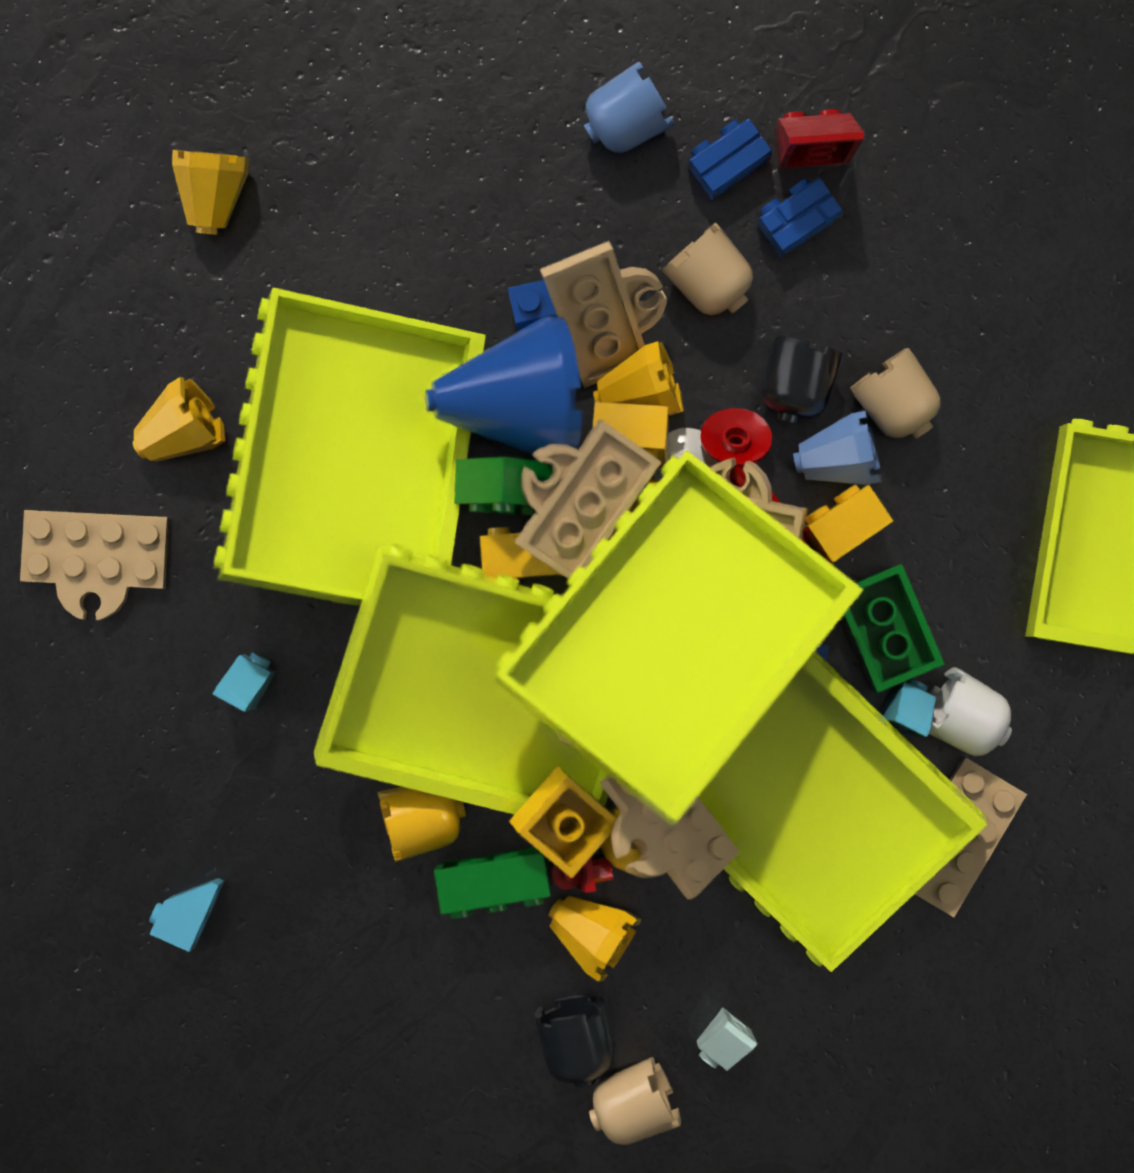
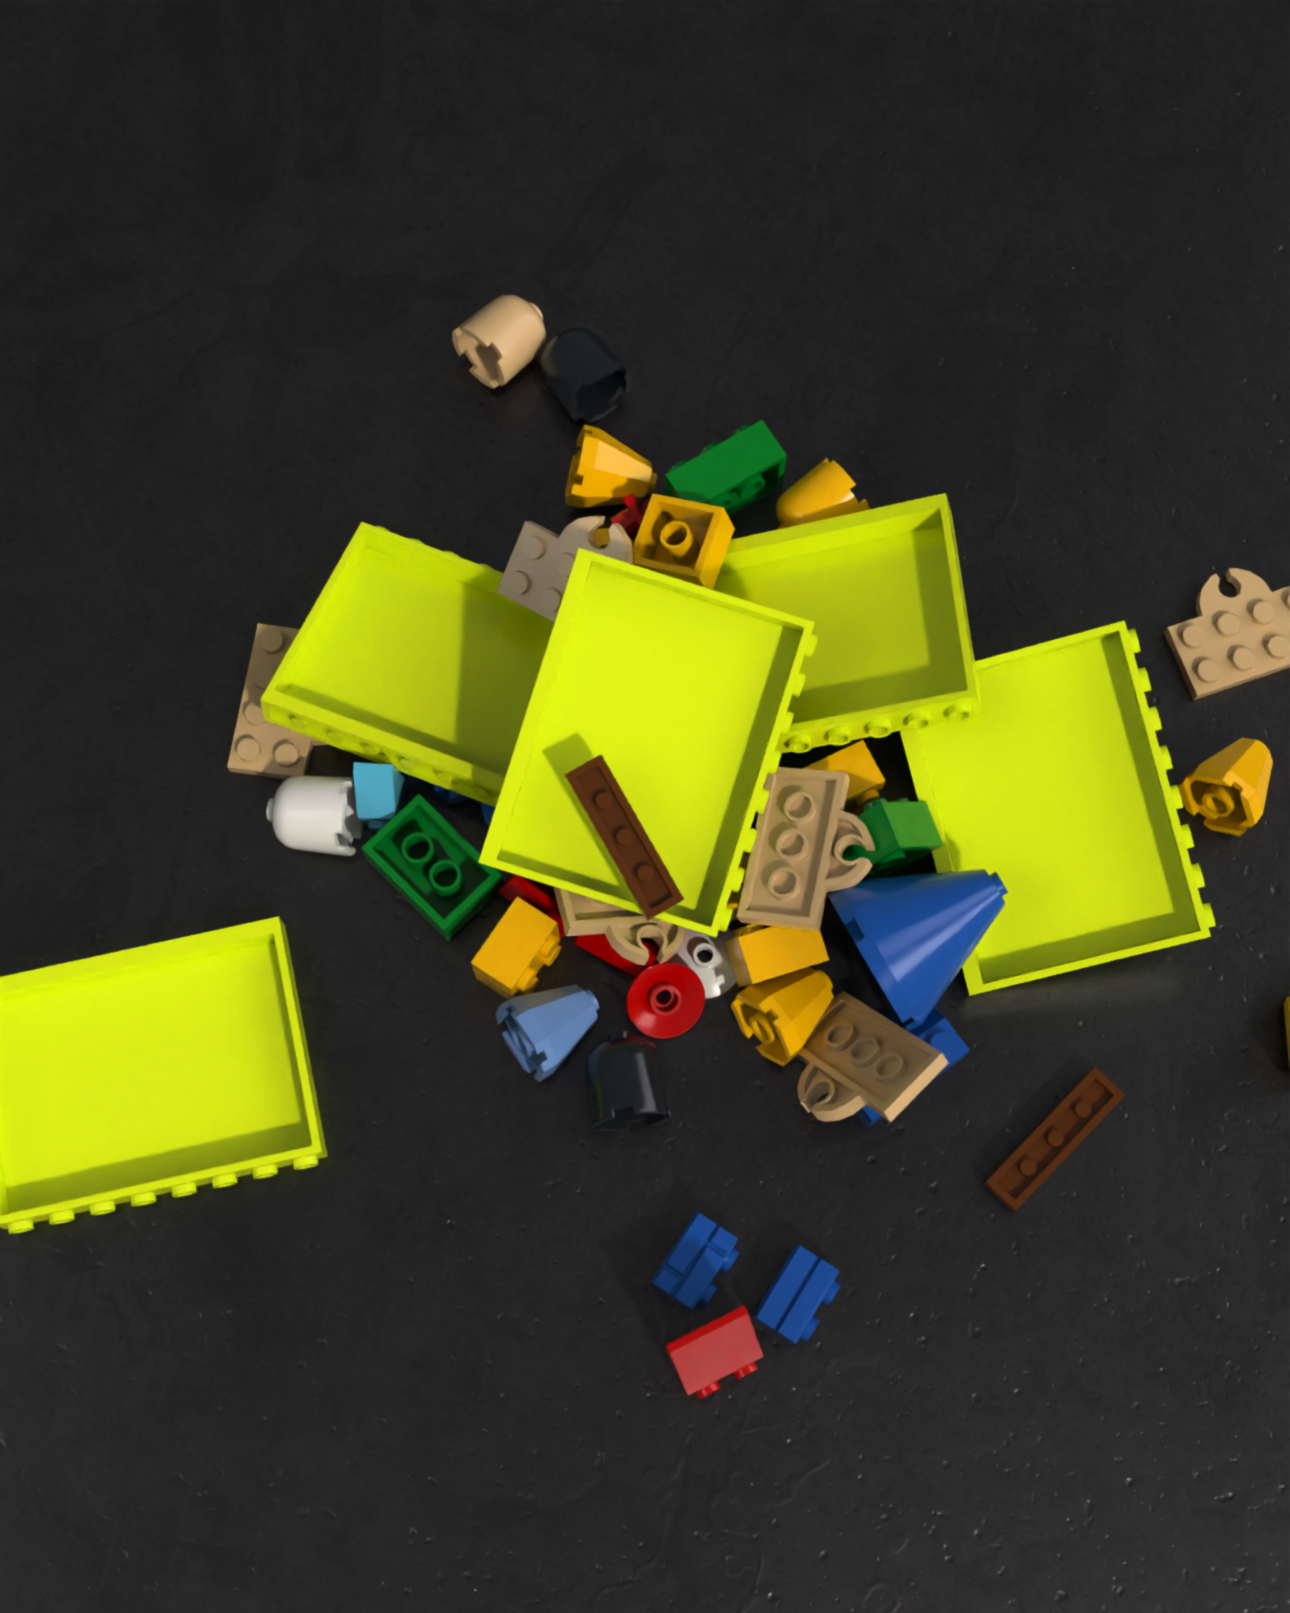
camera: 155 degrees right, 15 degrees down
(185, 915) = (998, 346): medium azure slope -> none
(245, 682) = (1045, 565): medium azure slope -> none
(467, 196) = (1054, 1139): none -> reddish brown plate
(626, 111) = (928, 1297): medium blue cylinder -> none
(711, 273) = (764, 1157): tan cylinder -> none
(725, 1041) = (438, 428): light aqua slope -> none
(734, 558) = (624, 837): none -> reddish brown plate
(900, 397) = (513, 1107): tan cylinder -> none

